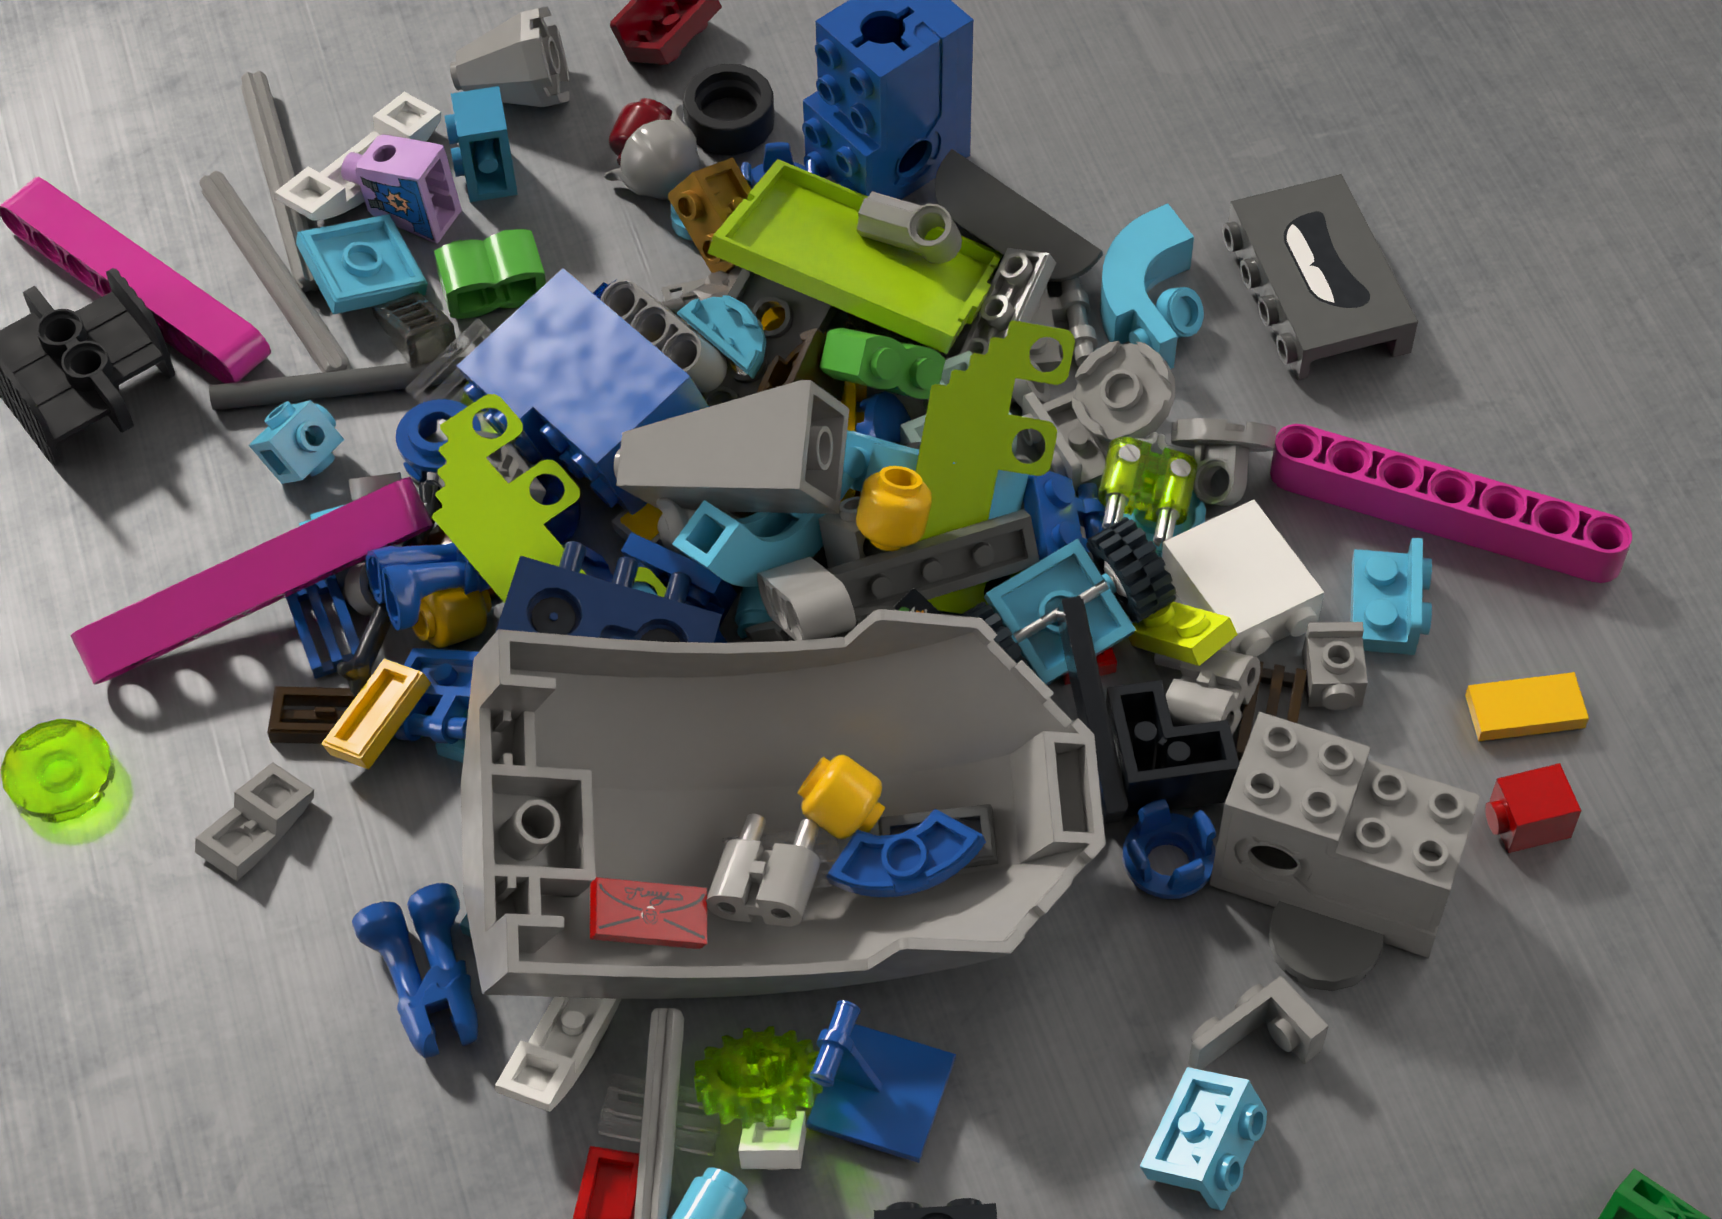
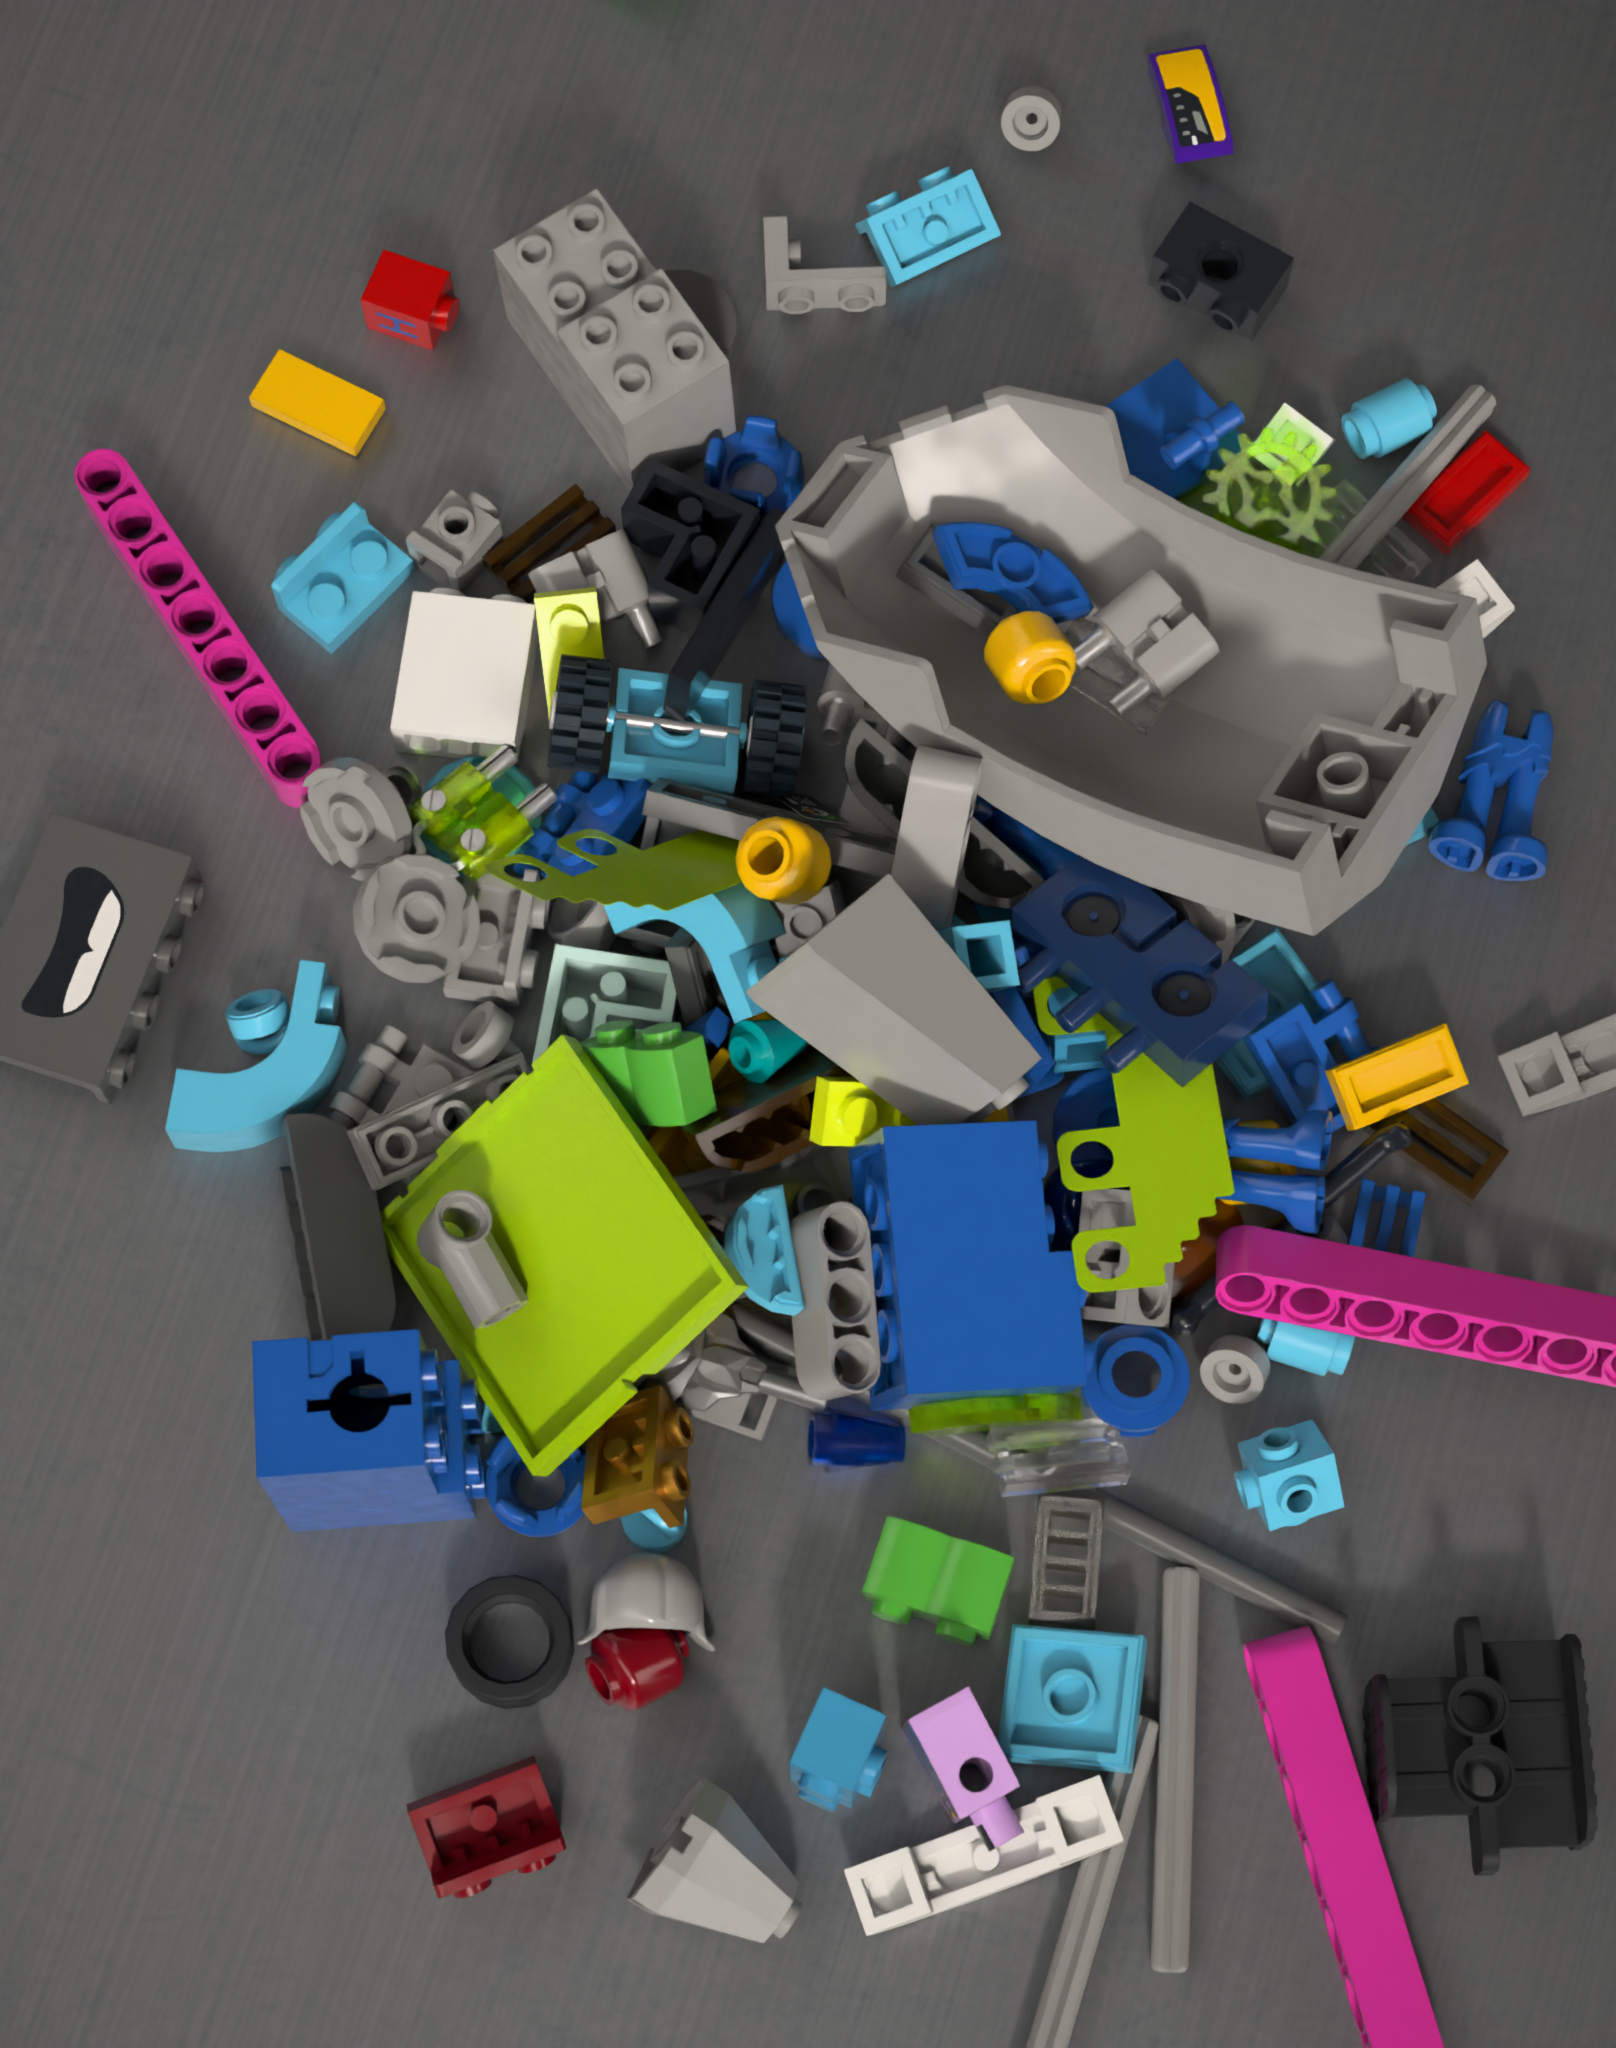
camera: 145 degrees left, 15 degrees up
(648, 913) = (1282, 662): red tile -> none

